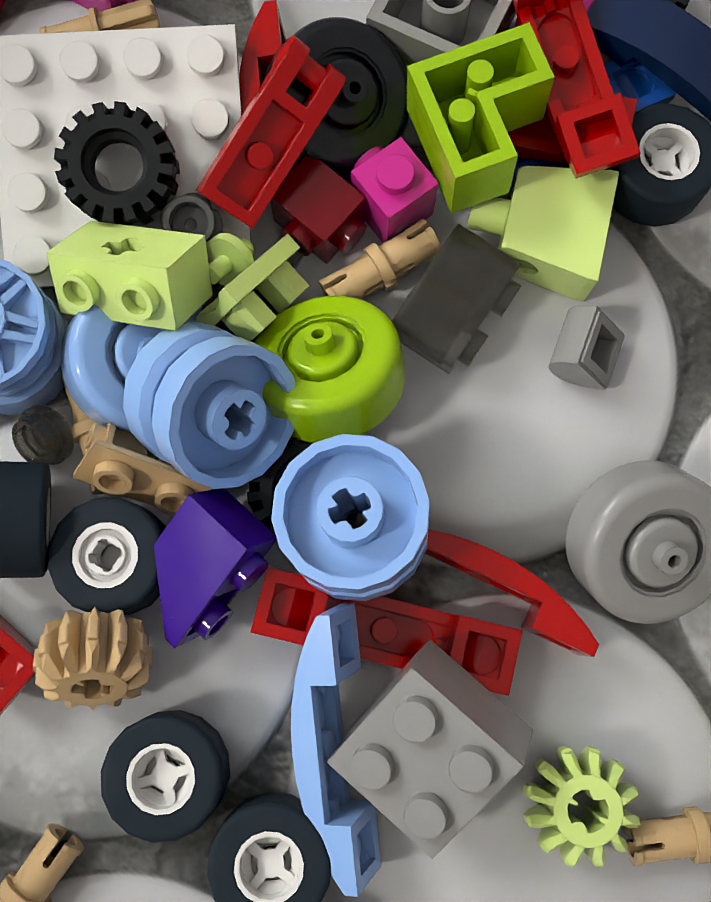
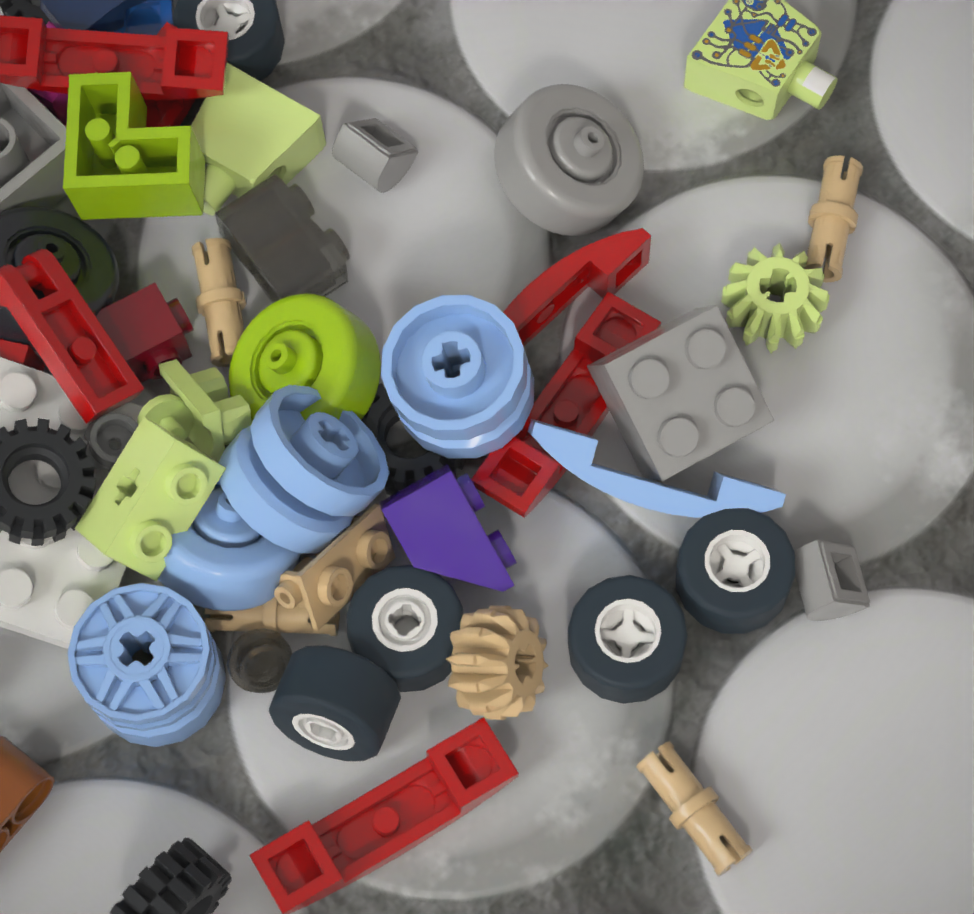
camera: 65 degrees left, 10 degrees down
(395, 188) = (151, 254): dark pink brick -> none

